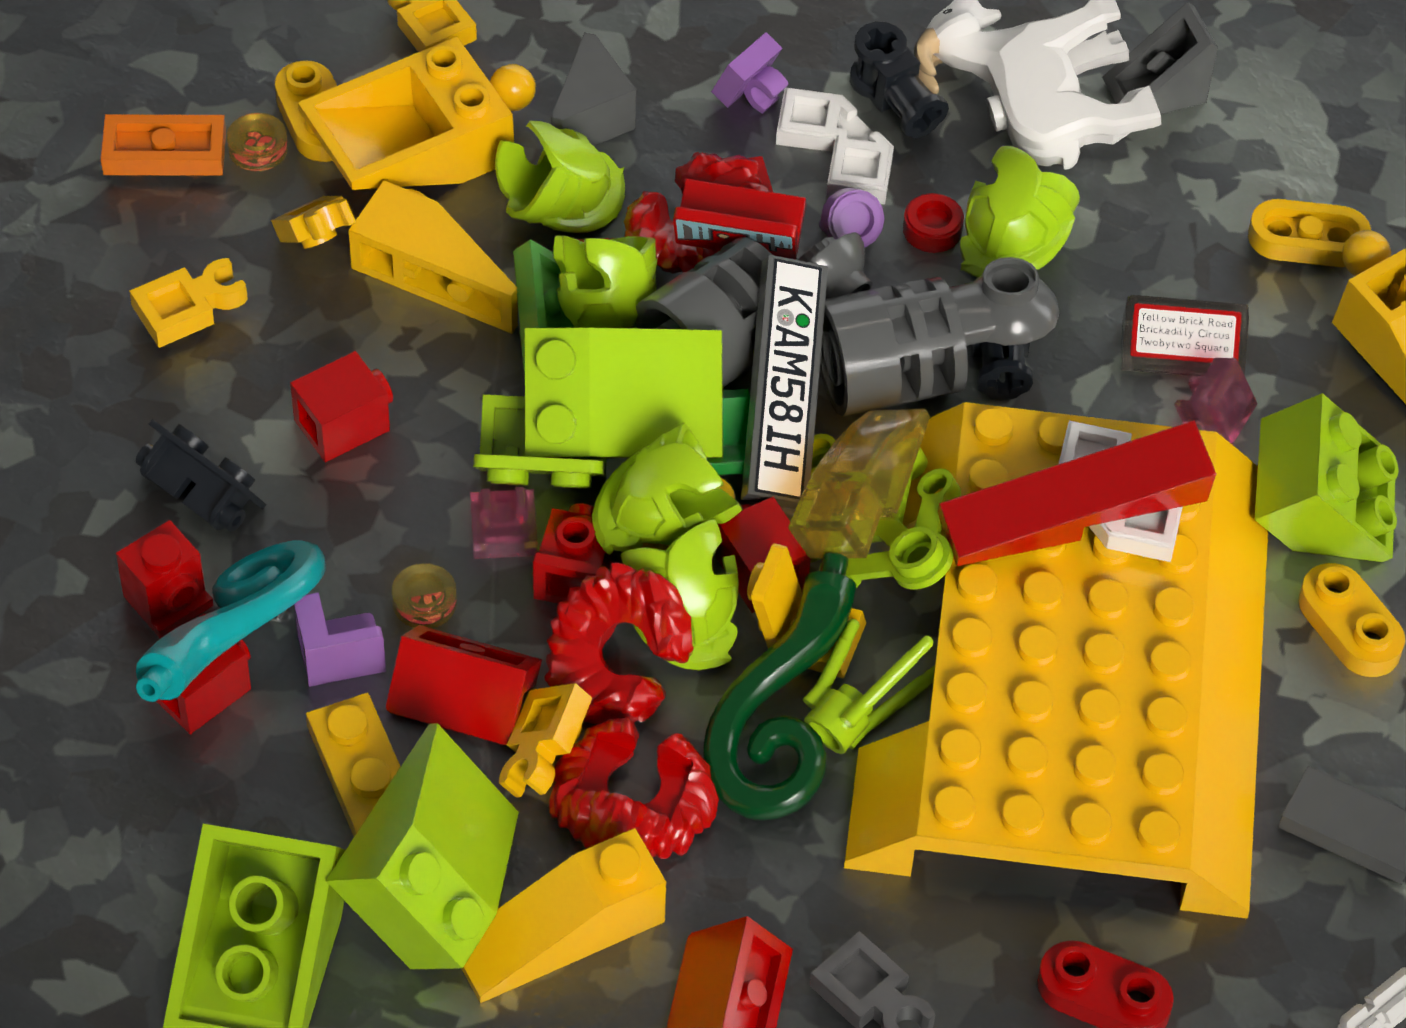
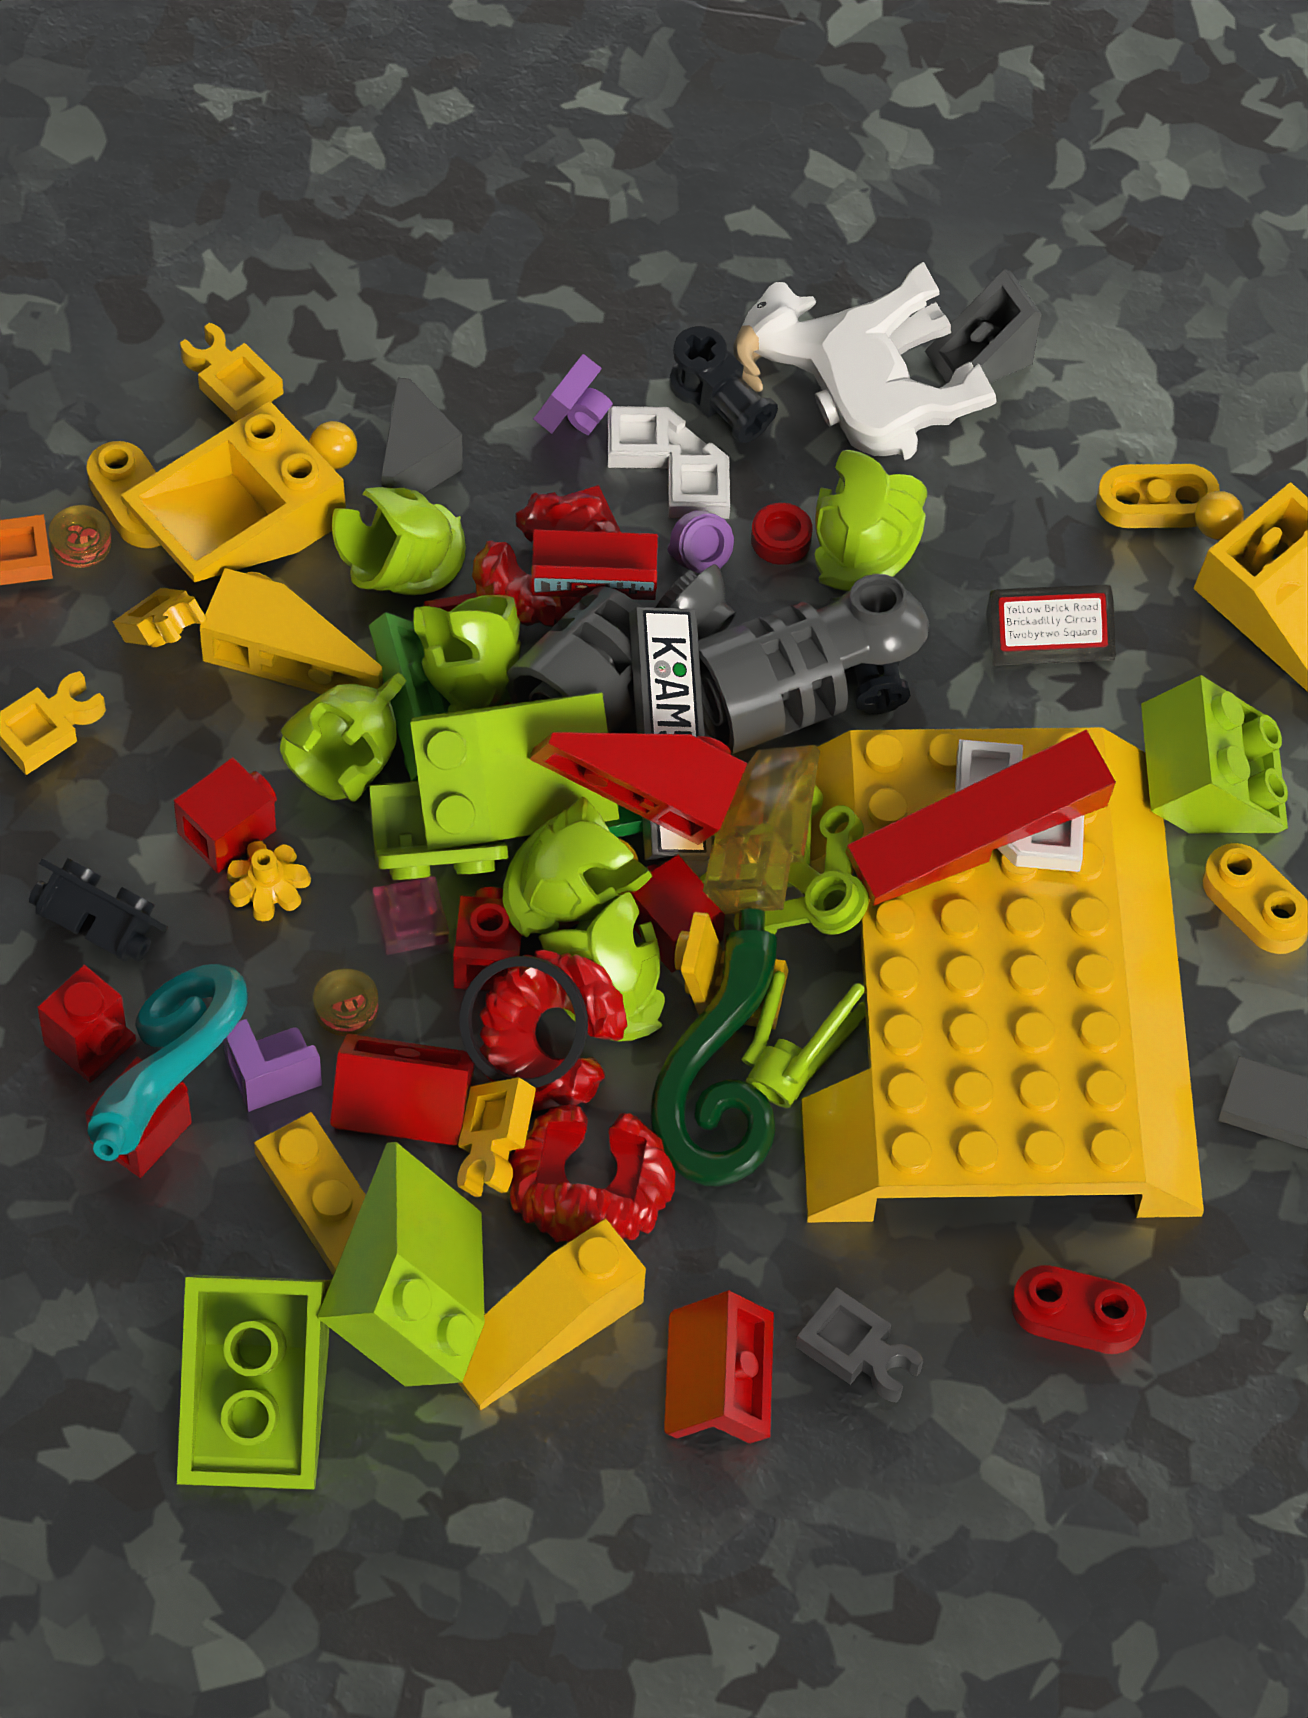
camera: 10 degrees left, 5 degrees up
(371, 473) = (267, 880): none -> yellow plant
(466, 349) = (342, 738): none -> lime helmet
(642, 609) = (568, 985): none -> black piece
(758, 412) = (663, 777): none -> red slope
(1219, 399) = (1097, 689): clear pink tile -> none

